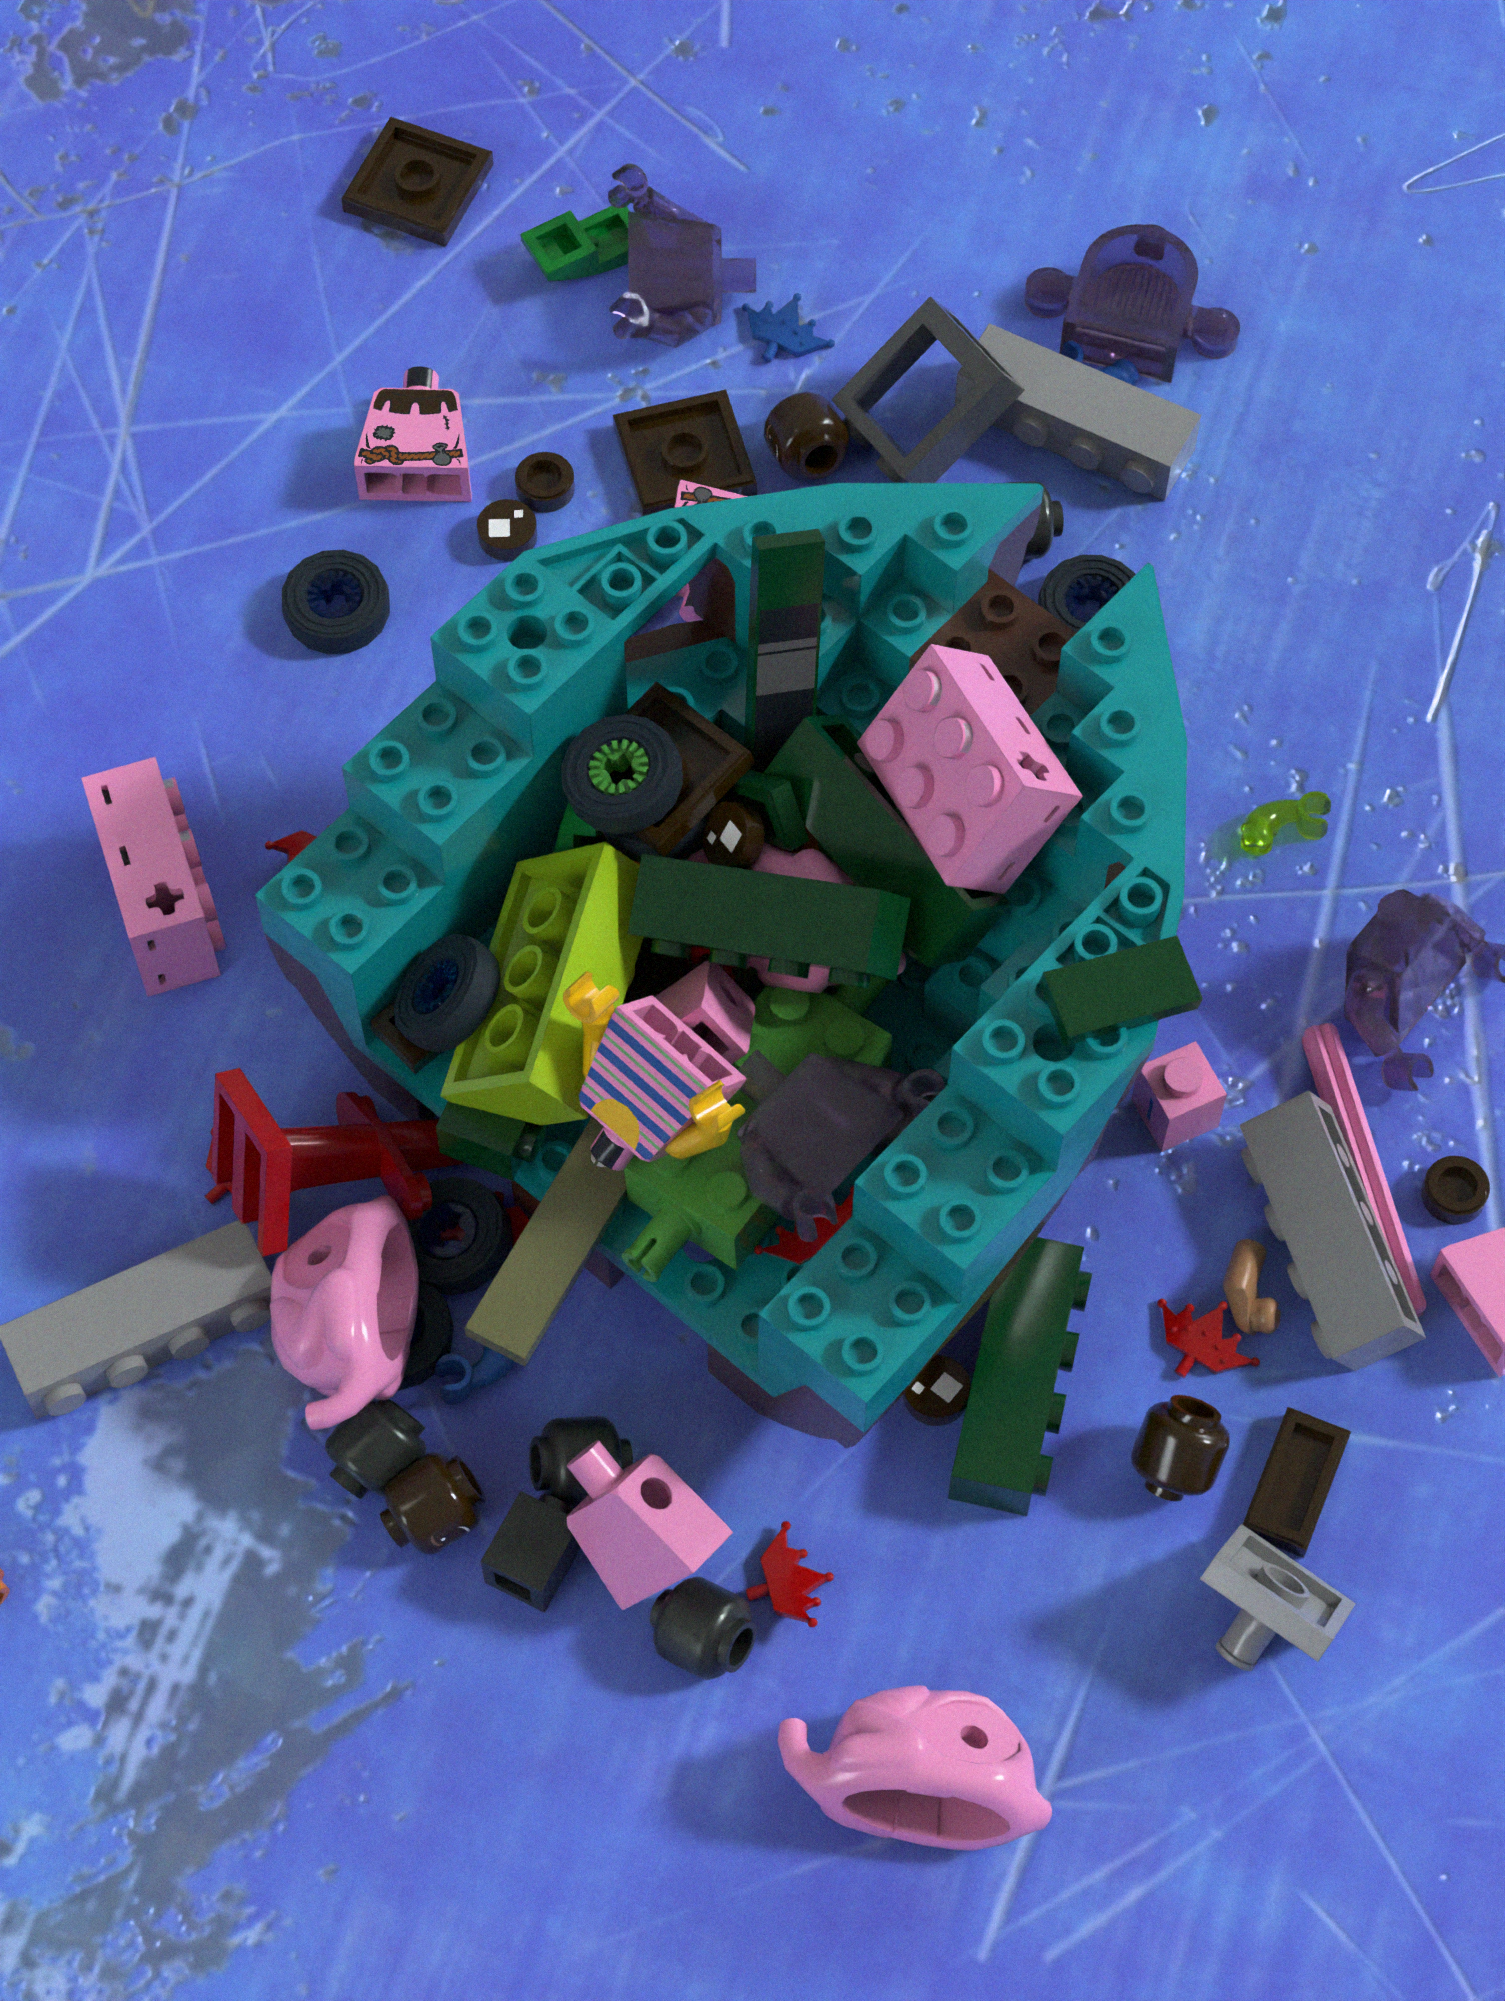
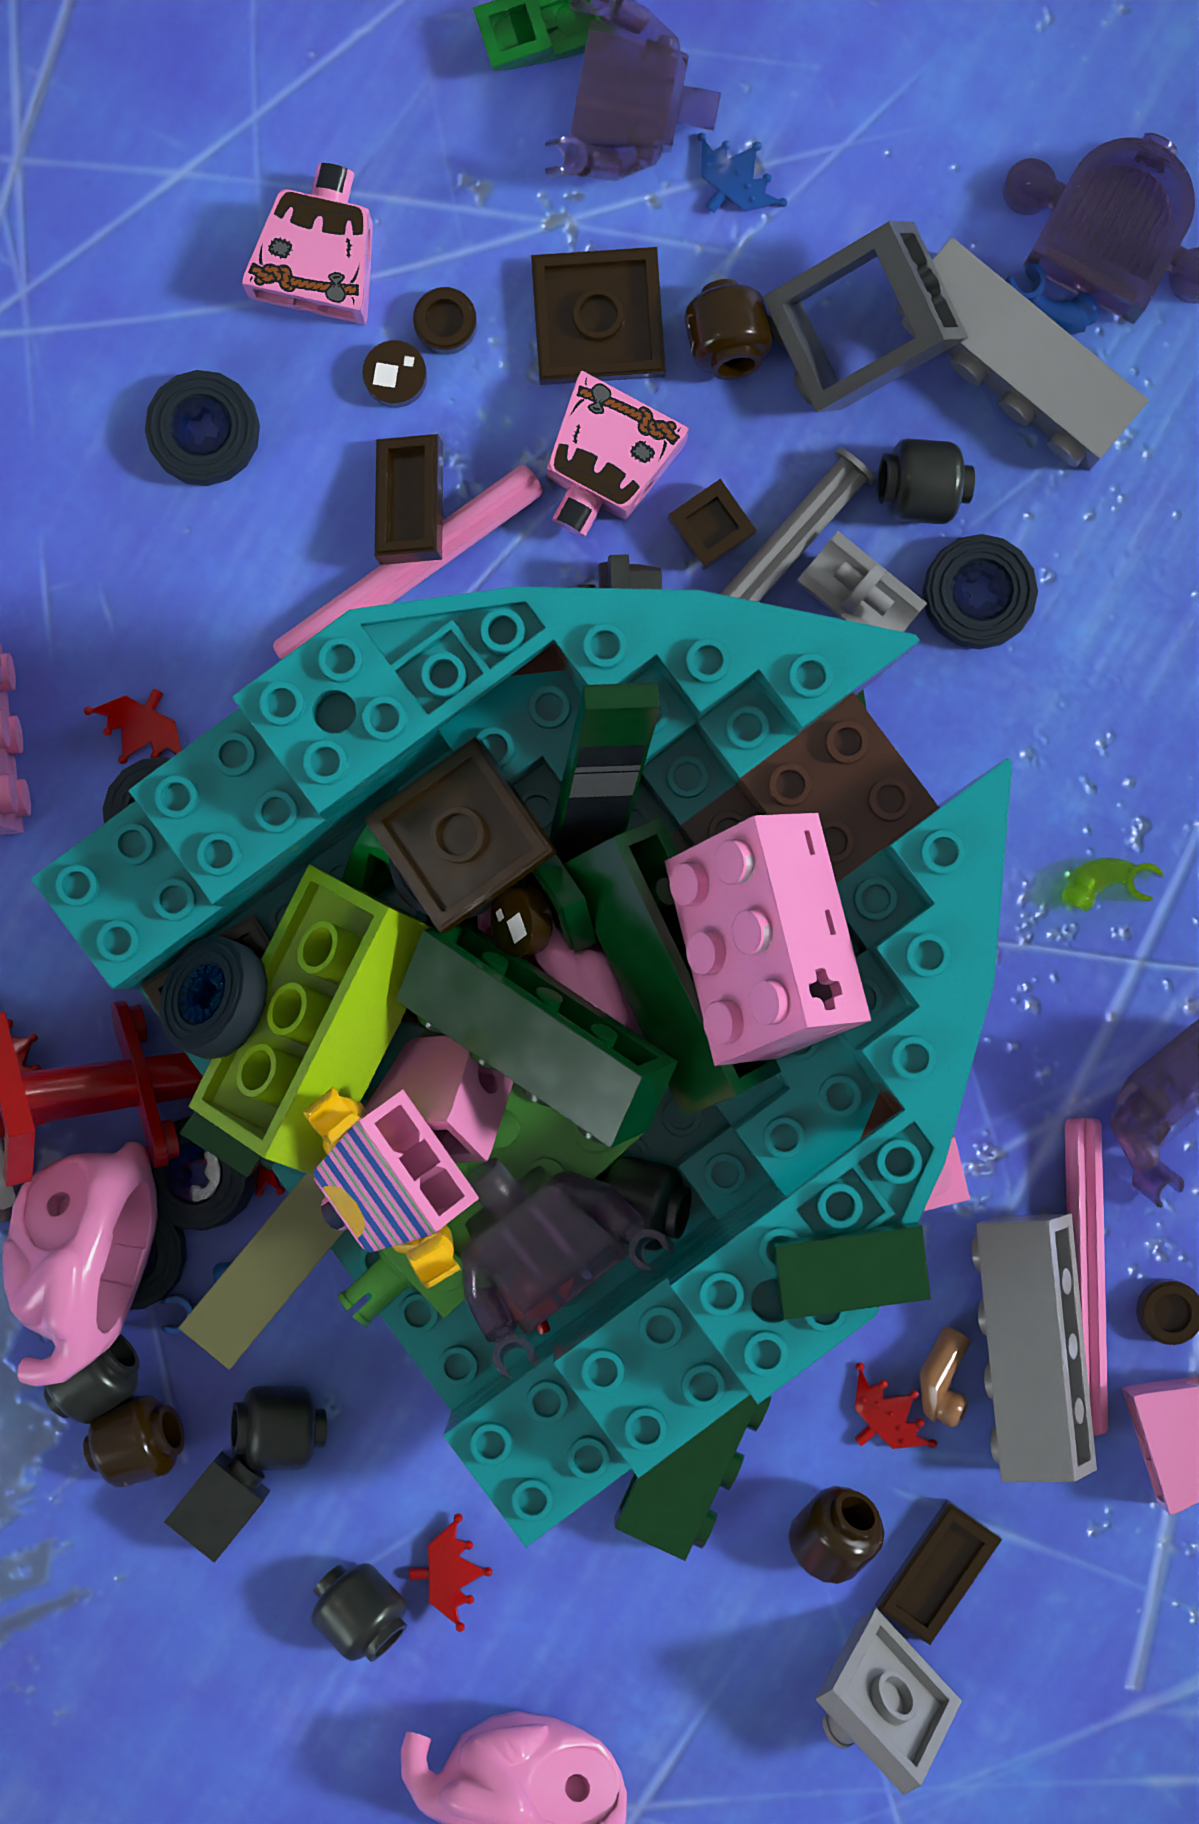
camera: 10 degrees right, 25 degrees up
(615, 745) = (380, 848): black bush -> none
(640, 1524) = (316, 1529): bright pink torso -> none

